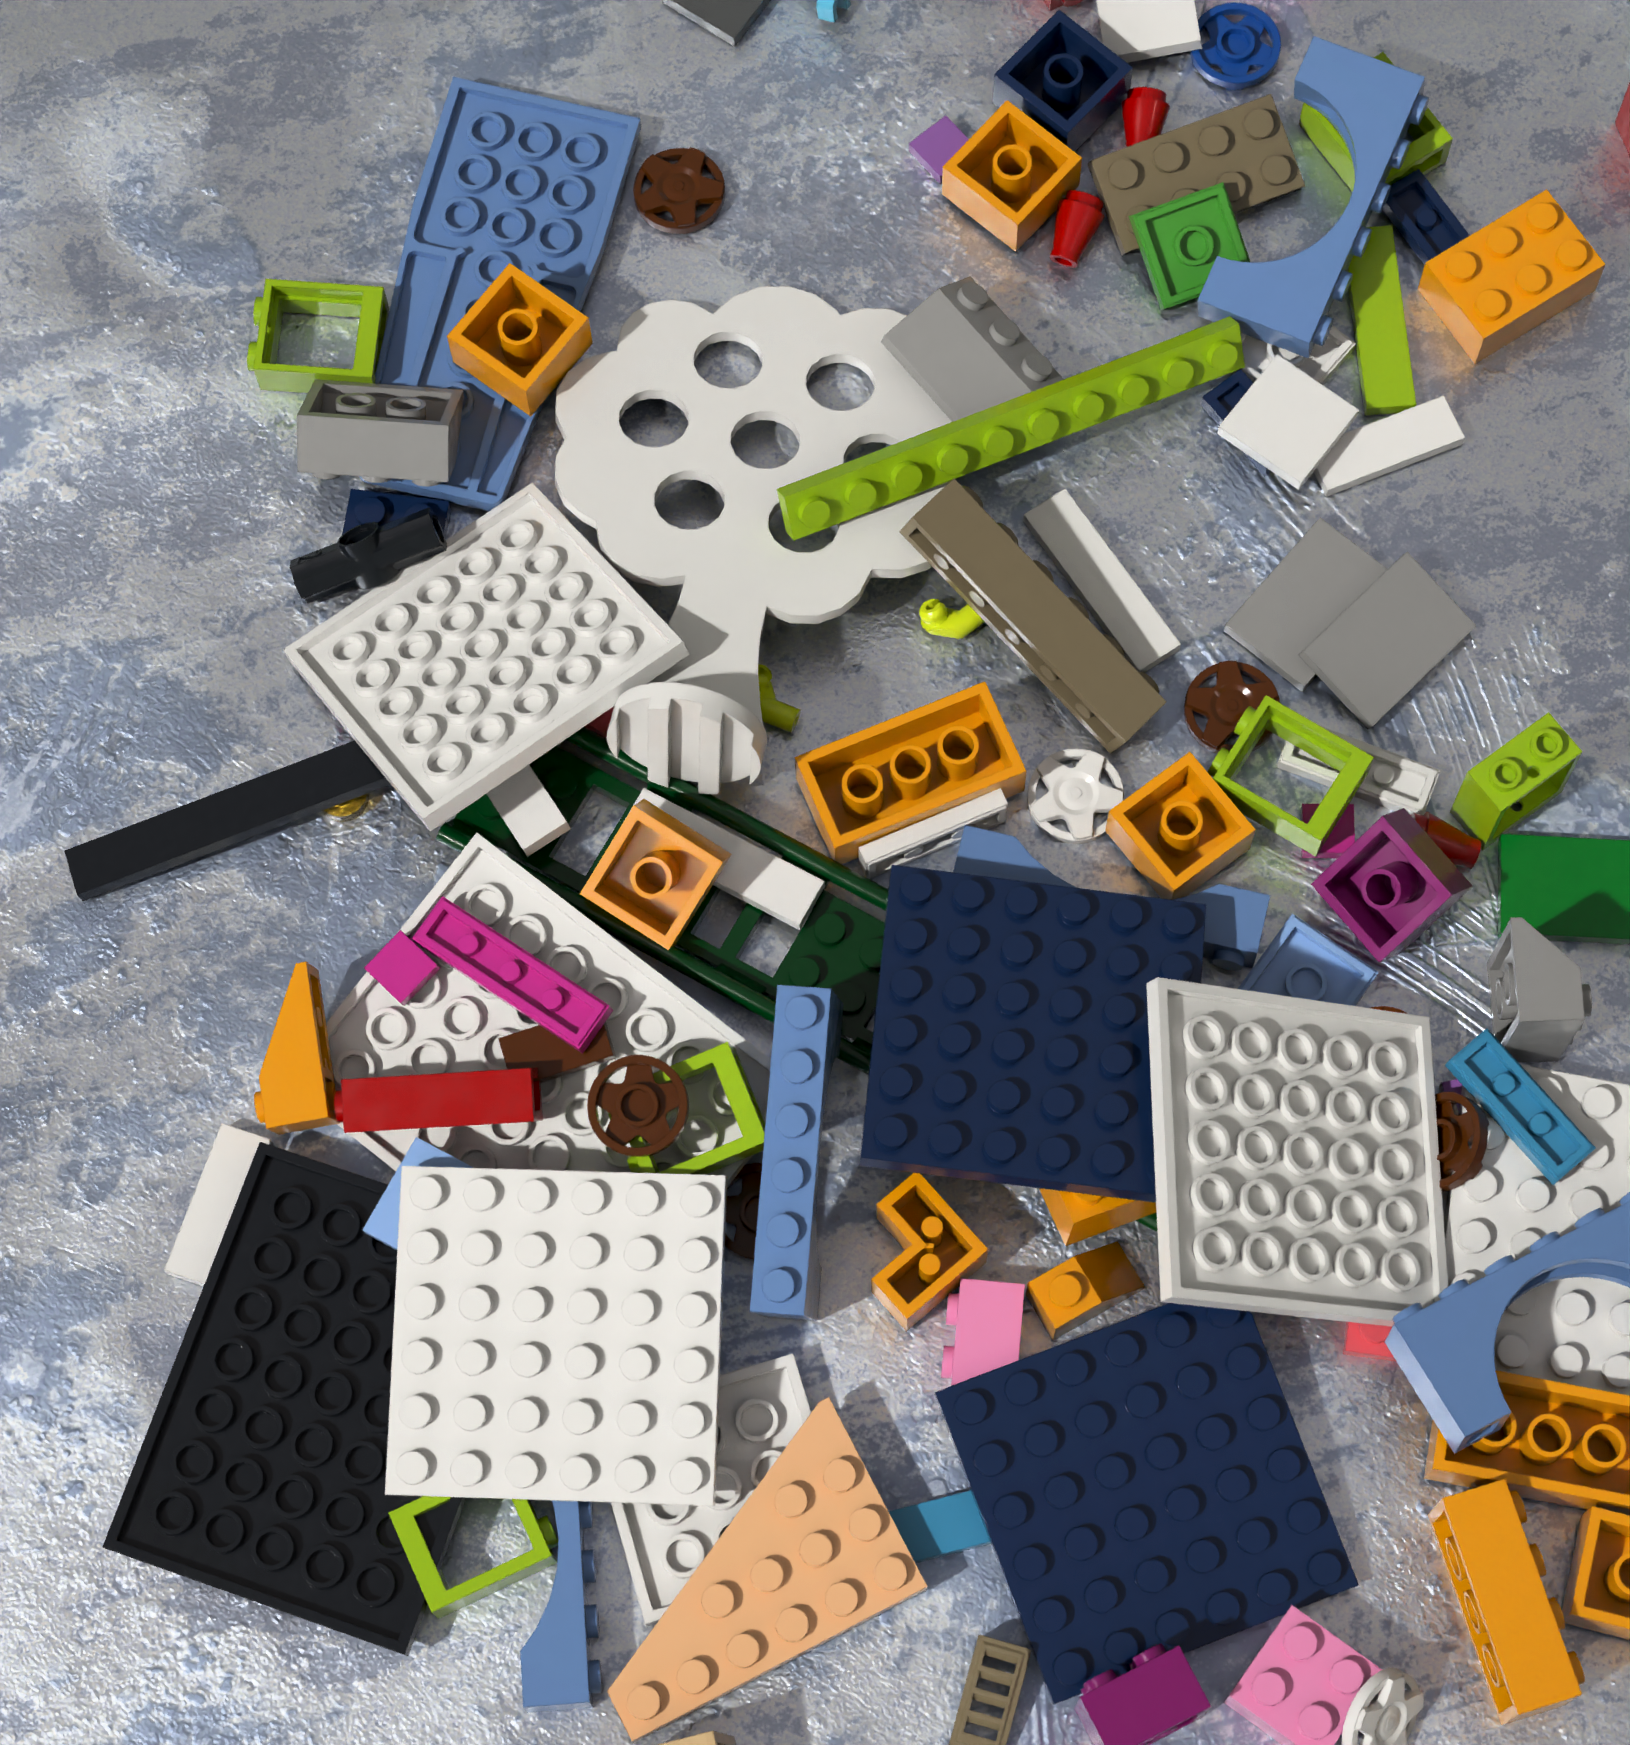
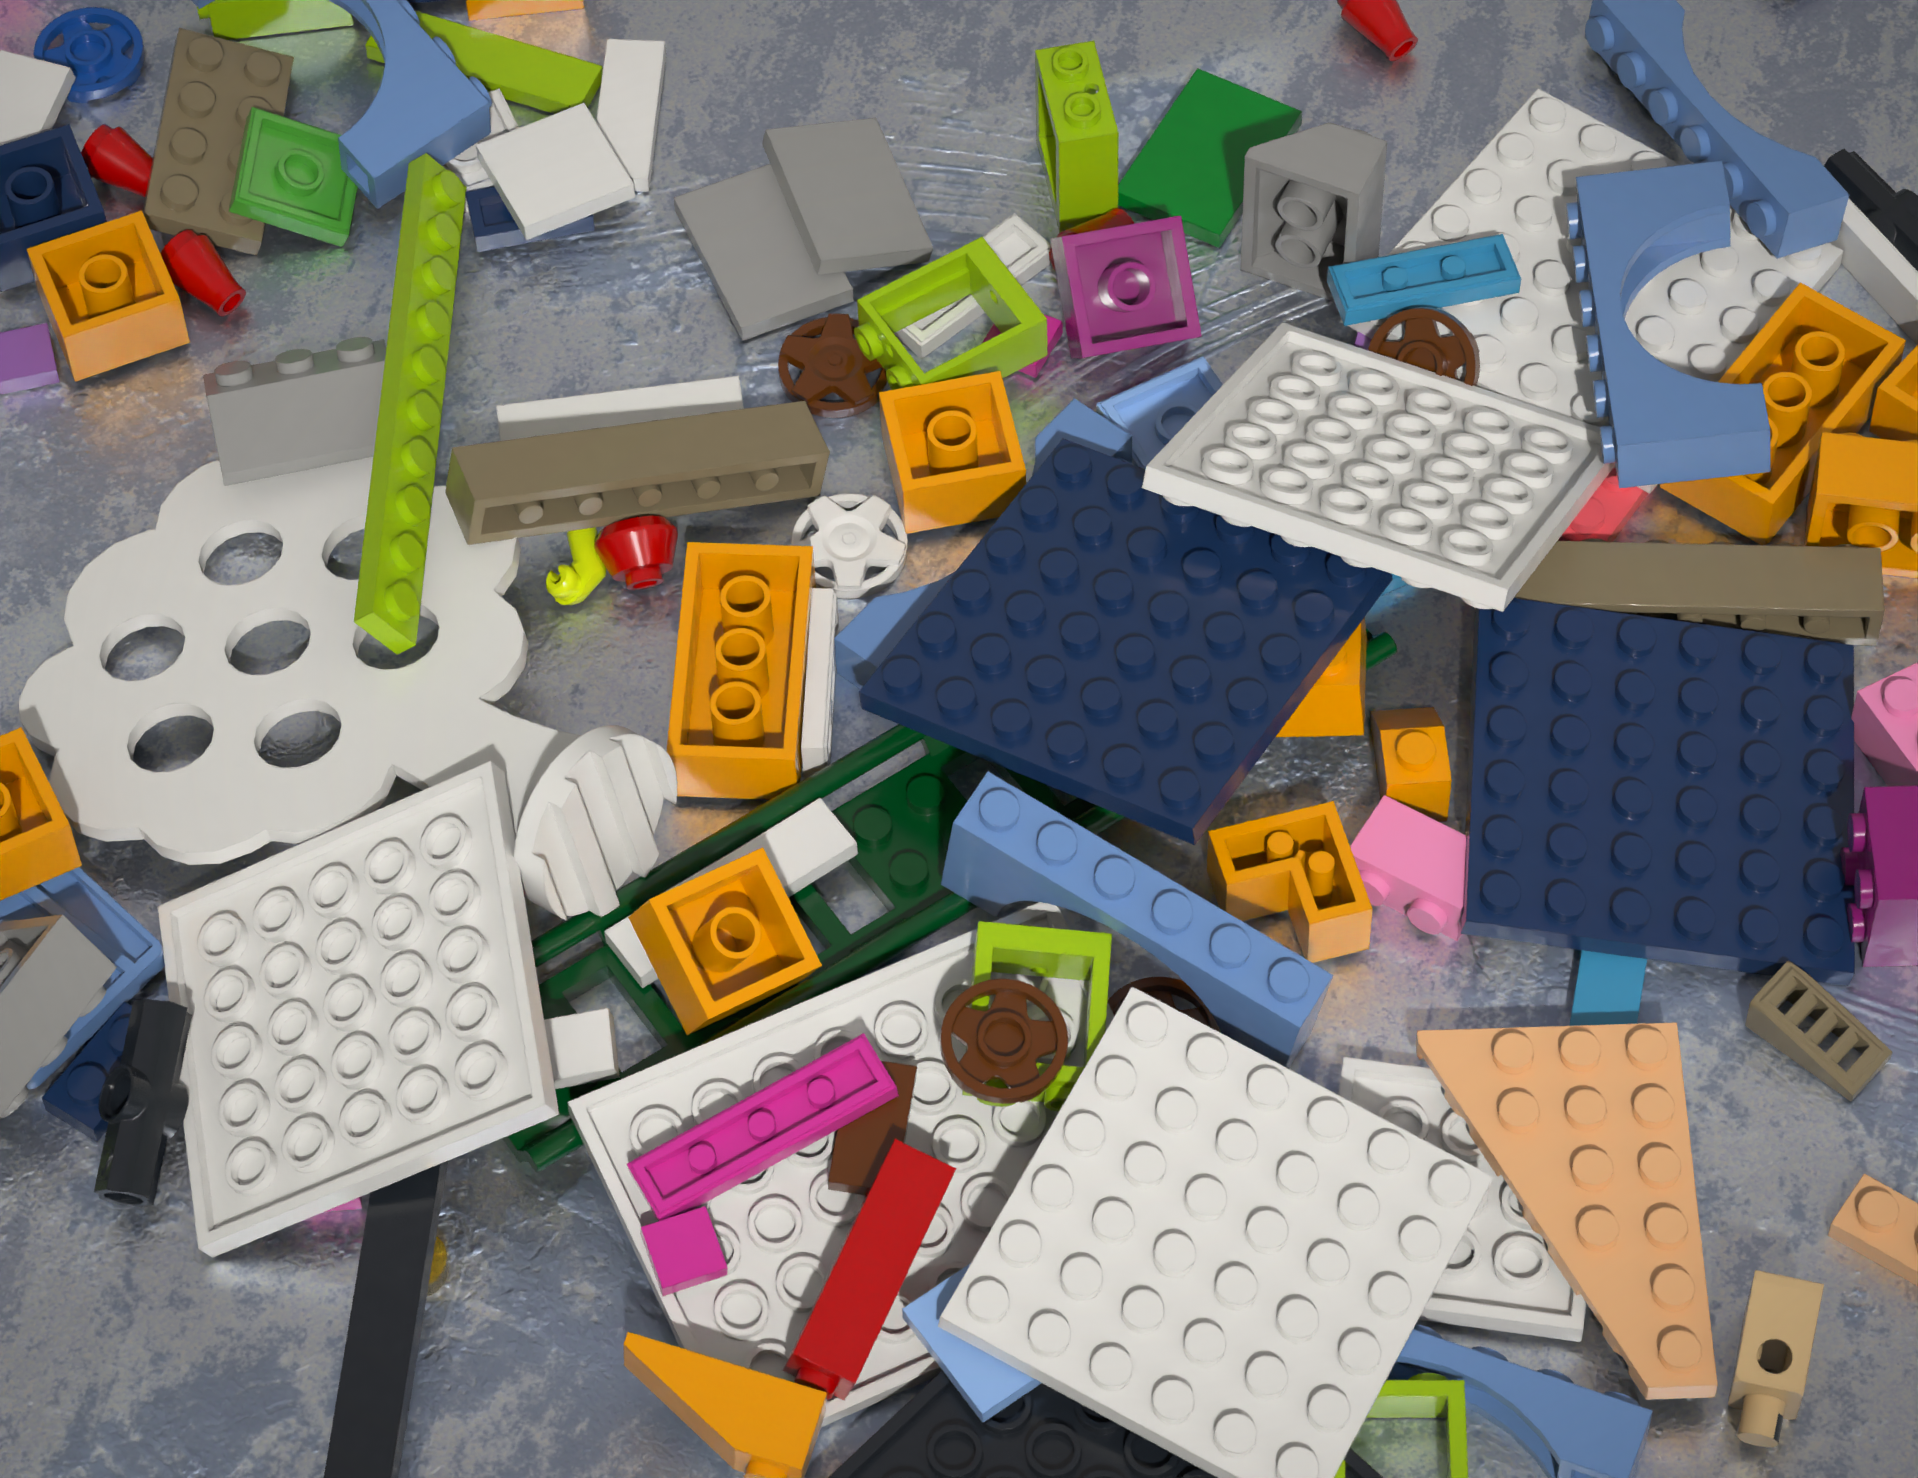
camera: 65 degrees left, 15 degrees down
(982, 651) = (638, 550): none -> red cone
(1352, 1454) = (1756, 588): none -> dark tan brick

